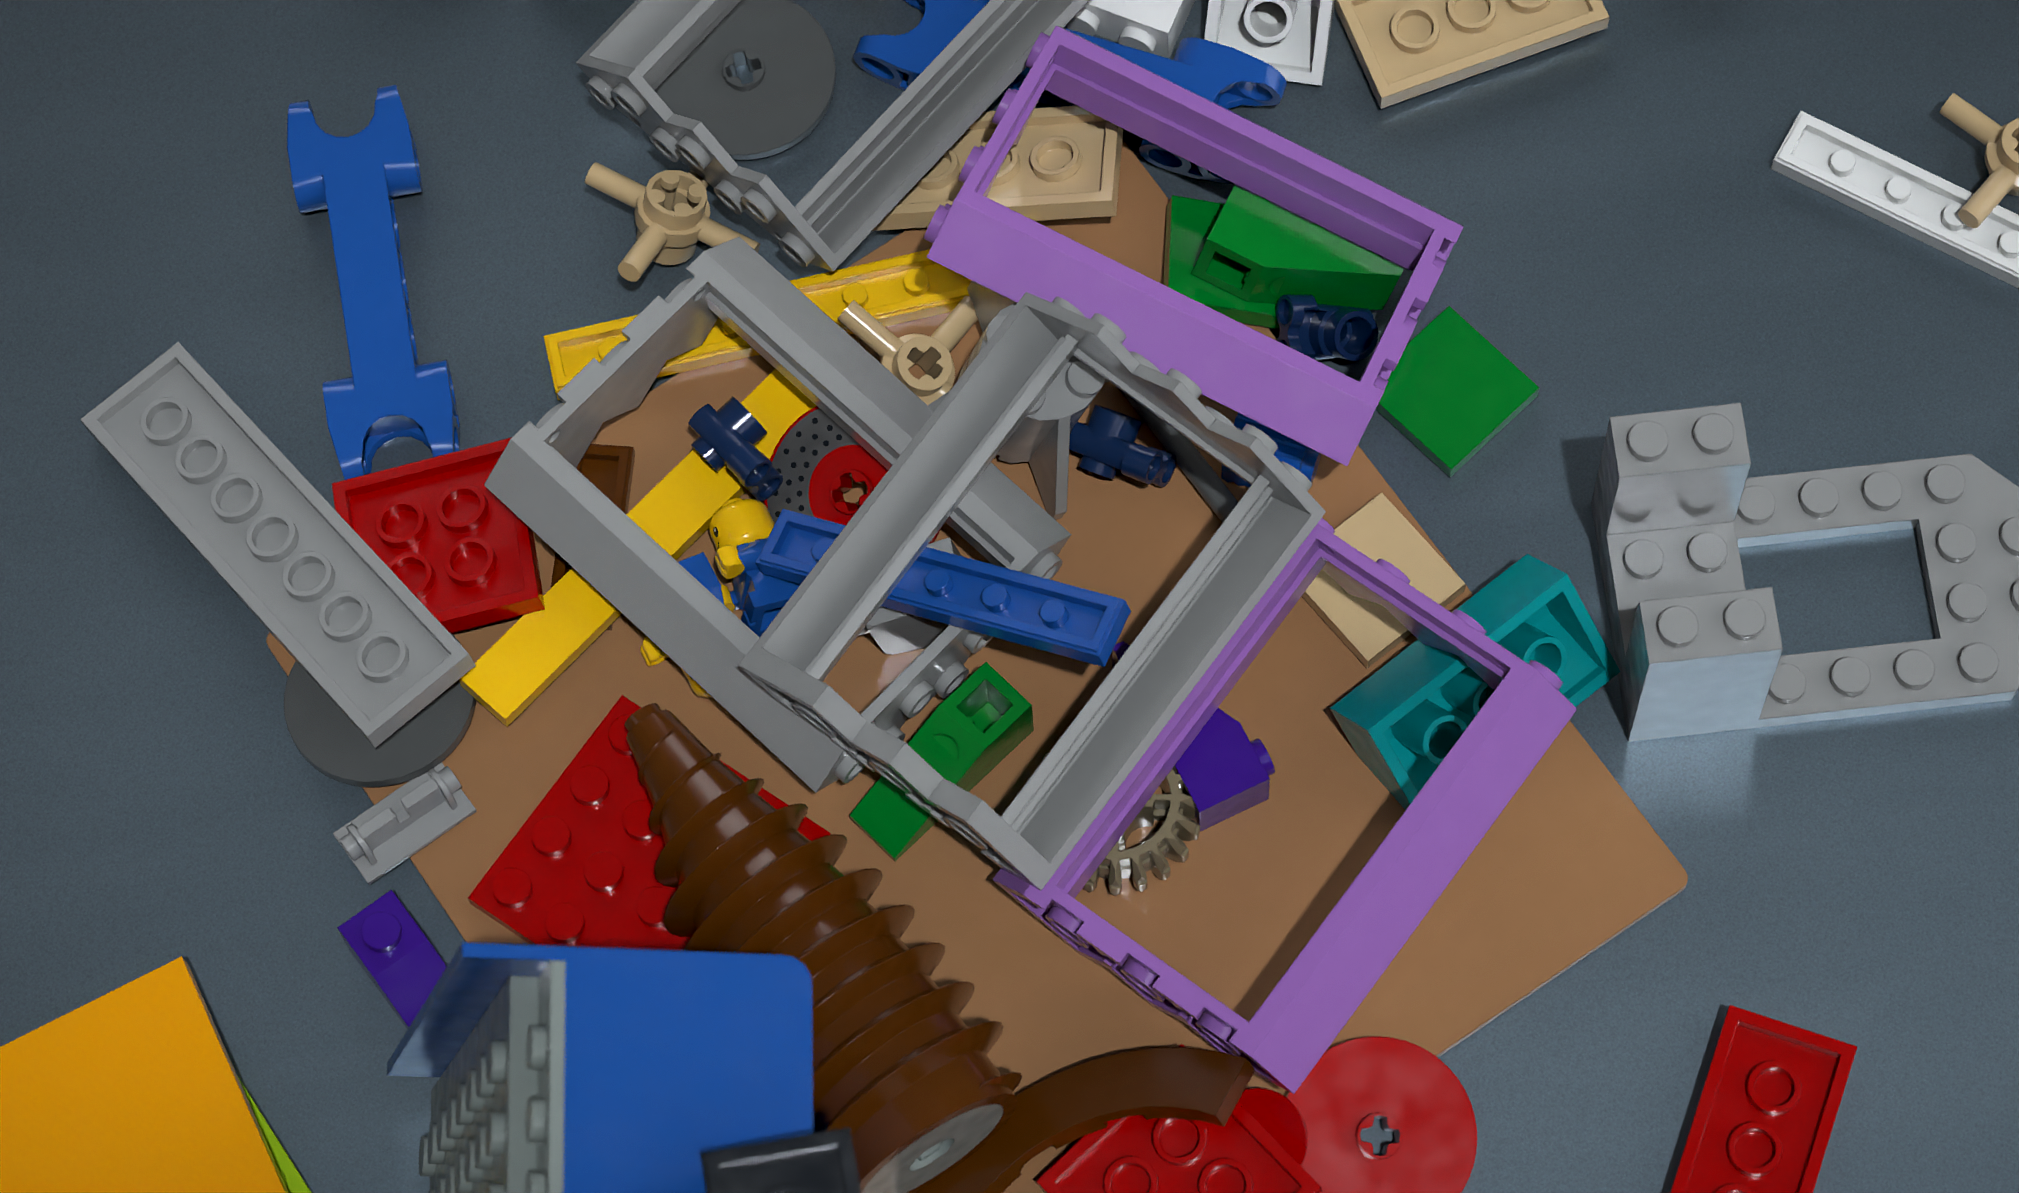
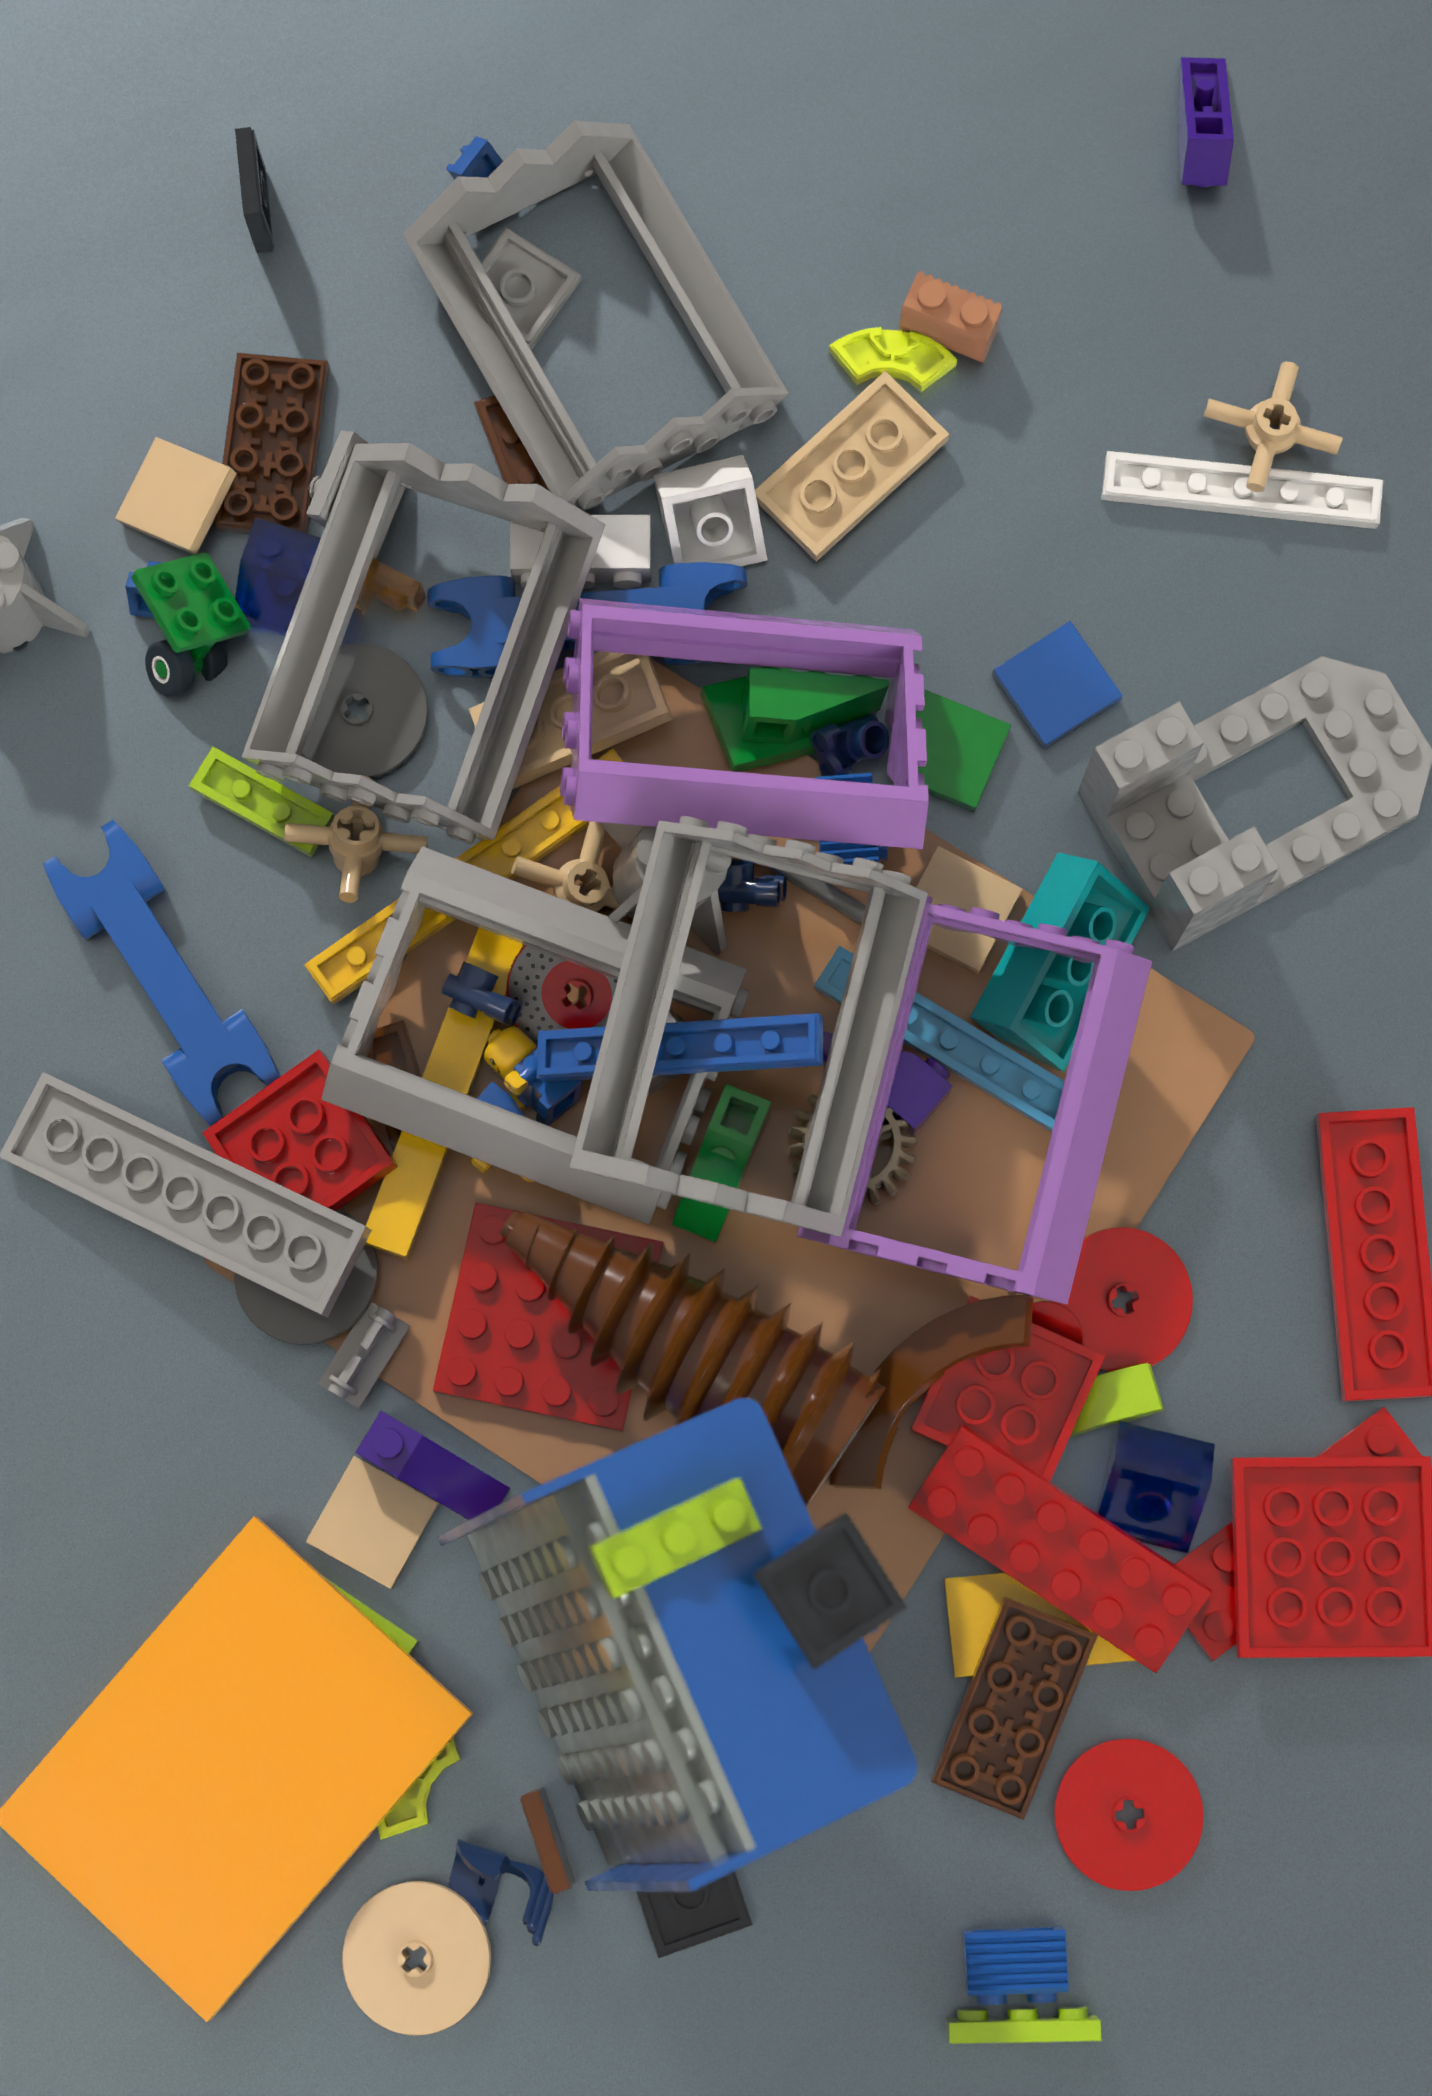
camera: 25 degrees left, 10 degrees up
(323, 1031) = (372, 1522): none -> tan tile
(575, 125) = (256, 798): none -> lime plate
(629, 1080) = (674, 1538): none -> lime plate
(1310, 754) = (965, 1051): none -> dark azure plate
(1617, 361) = (1057, 684): none -> blue tile

